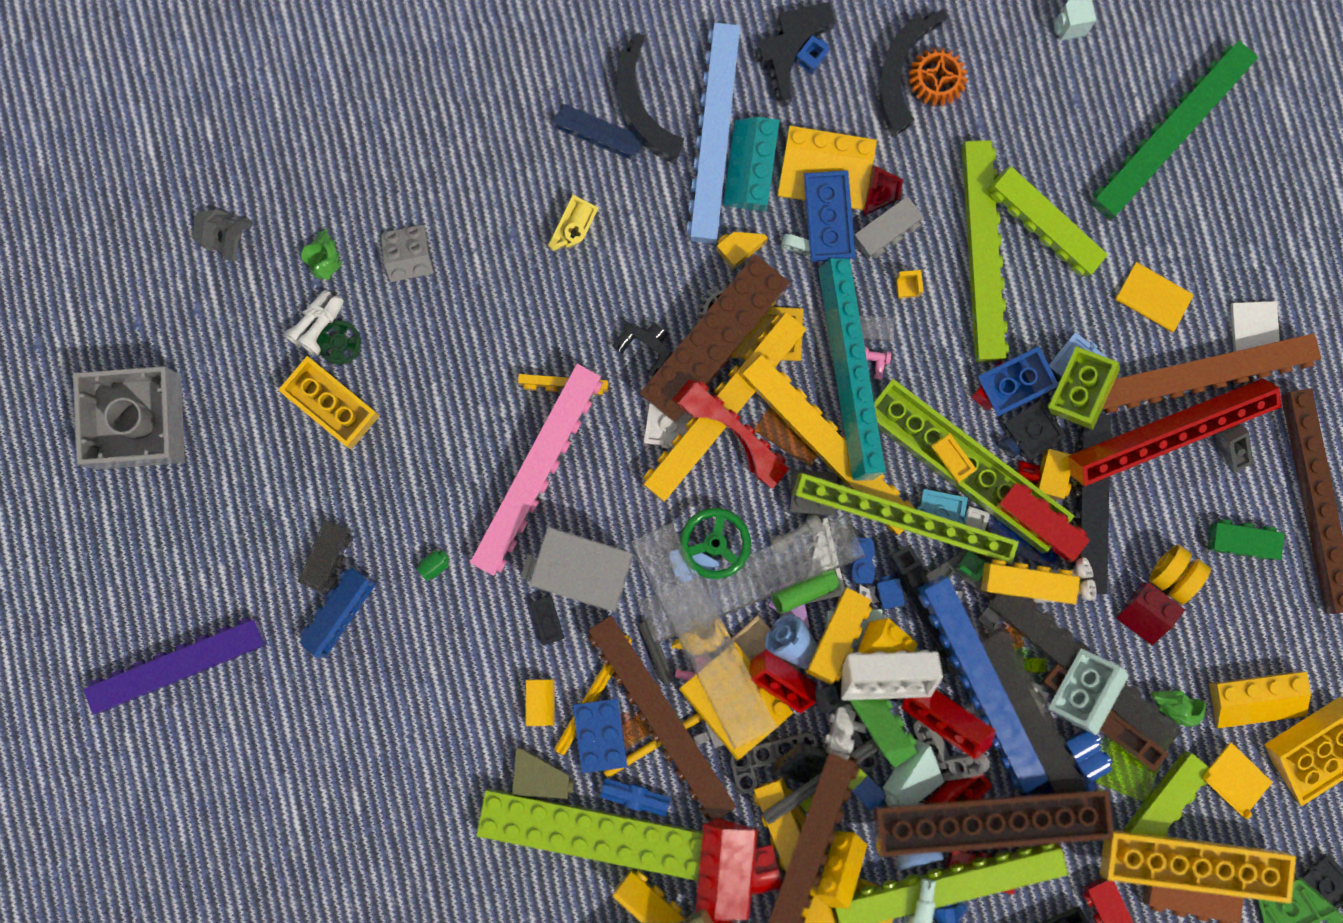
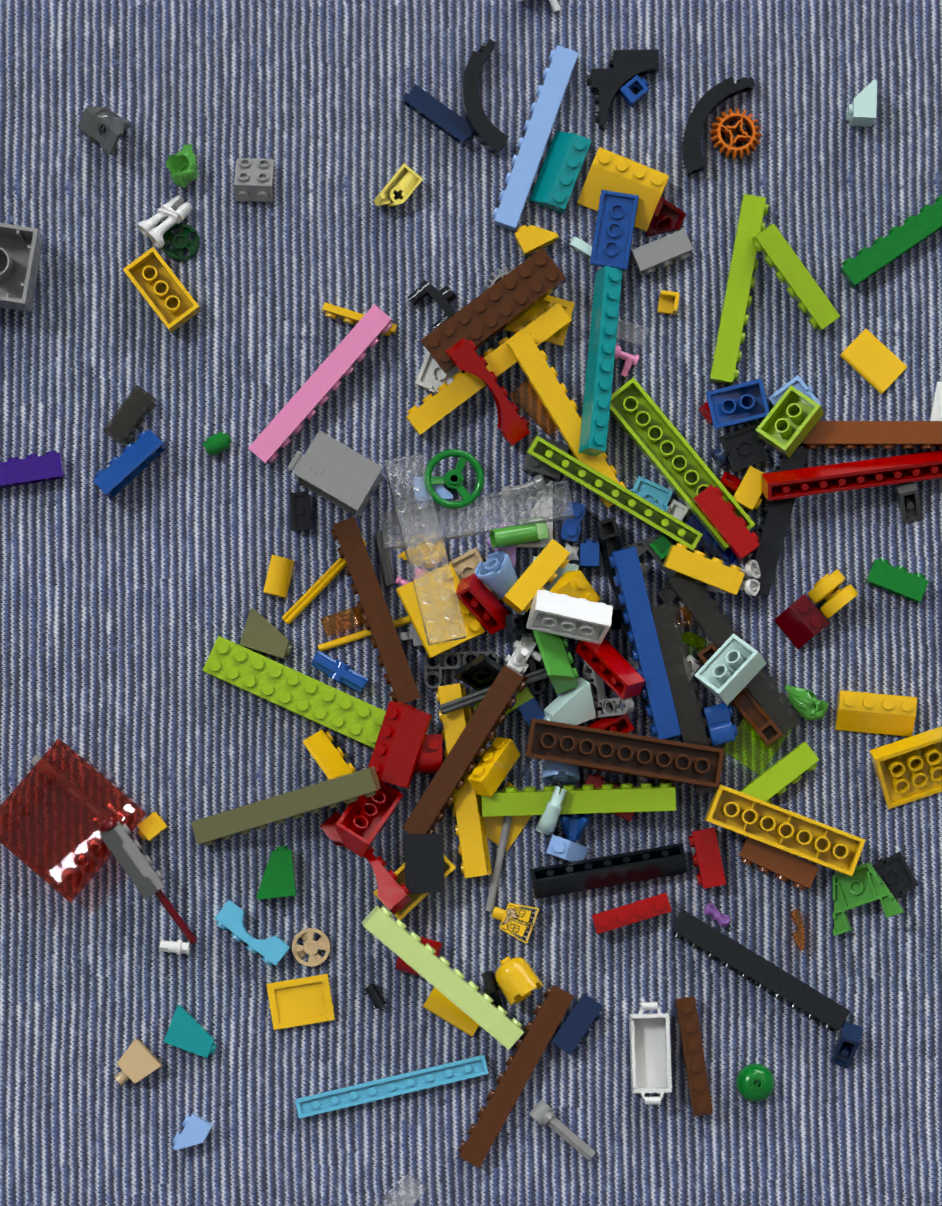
camera: 15 degrees right, 0 degrees up
(600, 735) = (322, 614): blue plate -> none
(953, 458) = (667, 453): yellow tile -> none
(1237, 780) = (839, 773): yellow piece -> none

